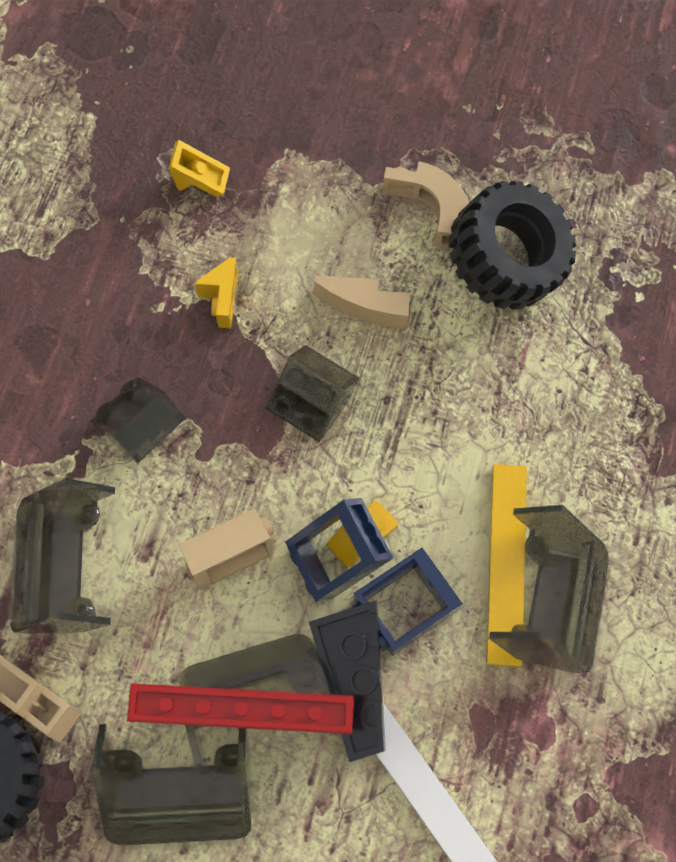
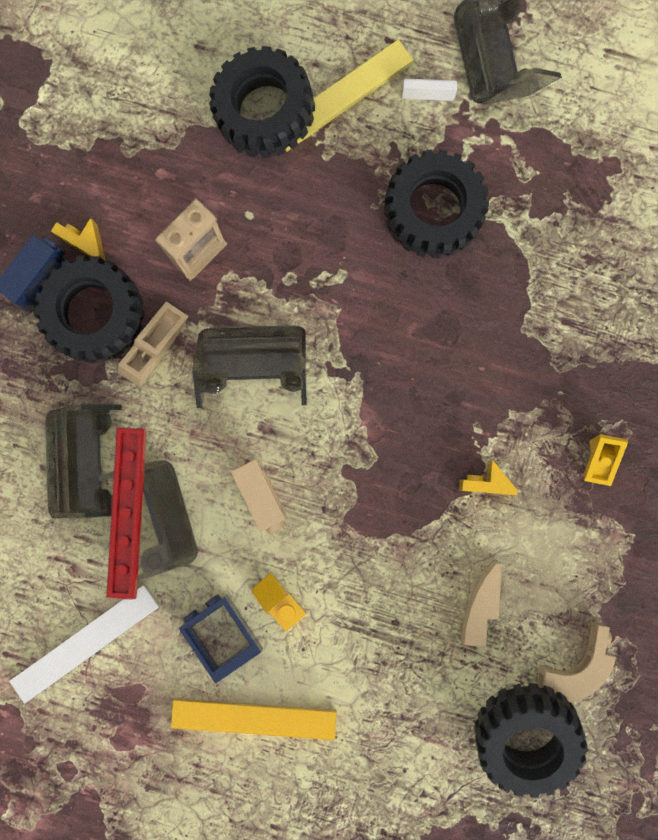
camera: 90 degrees right, 15 degrees up
(138, 418) = (373, 417): clear smoke slope -> none
(311, 392) = (397, 561): clear smoke slope -> none
(352, 667) = (166, 595): black wing -> none
(363, 535) = (267, 605): dark blue window -> none
(566, 592) = (223, 765): clear smoke windscreen -> none

